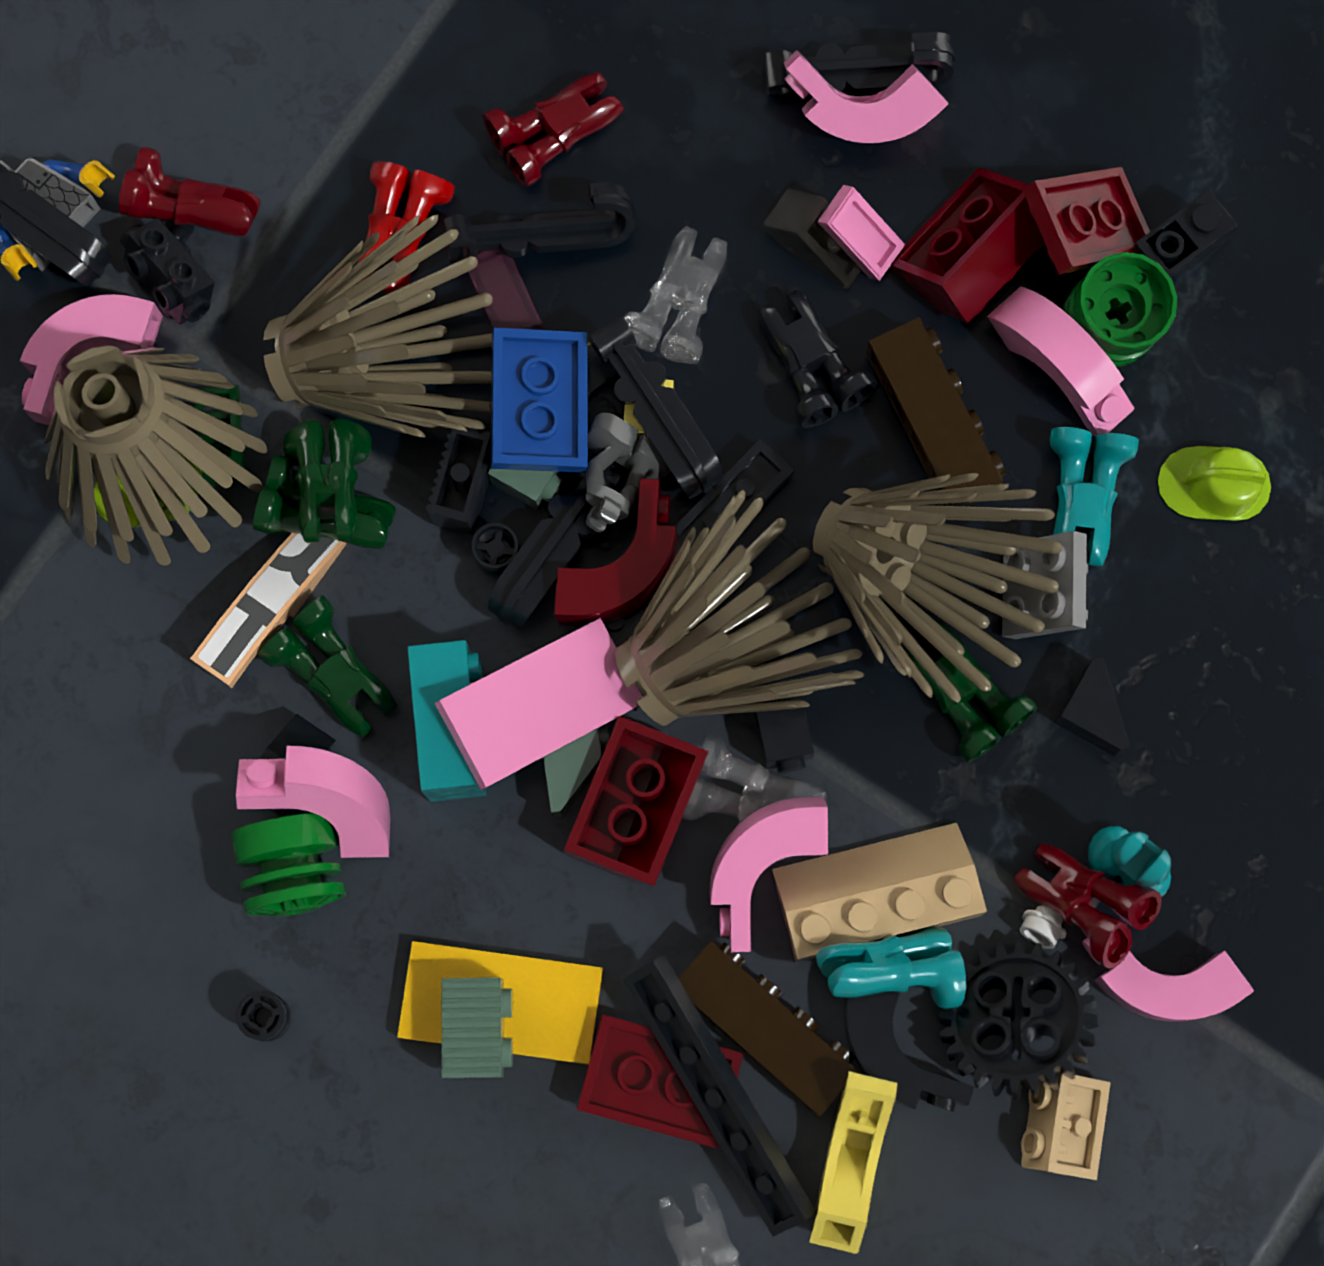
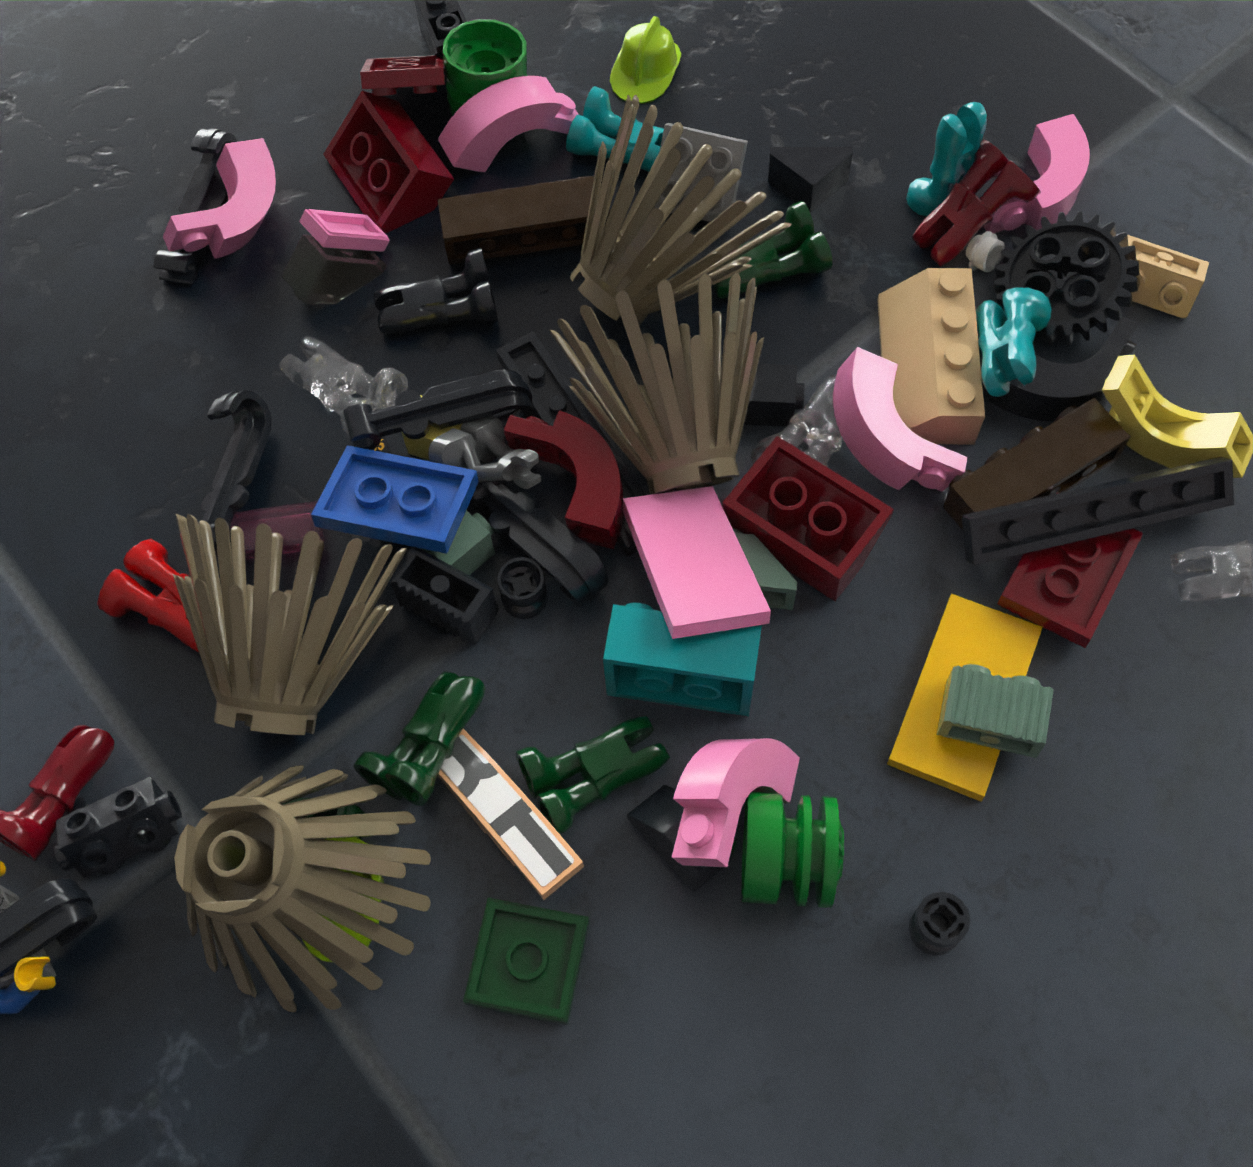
camera: 75 degrees left, 15 degrees down
(82, 325) = (140, 940): bright pink arch -> none
(145, 664) = (527, 961): none -> dark green plate
(327, 488) = (396, 713): dark green piece -> none
(562, 117) = (133, 439): dark red piece -> none

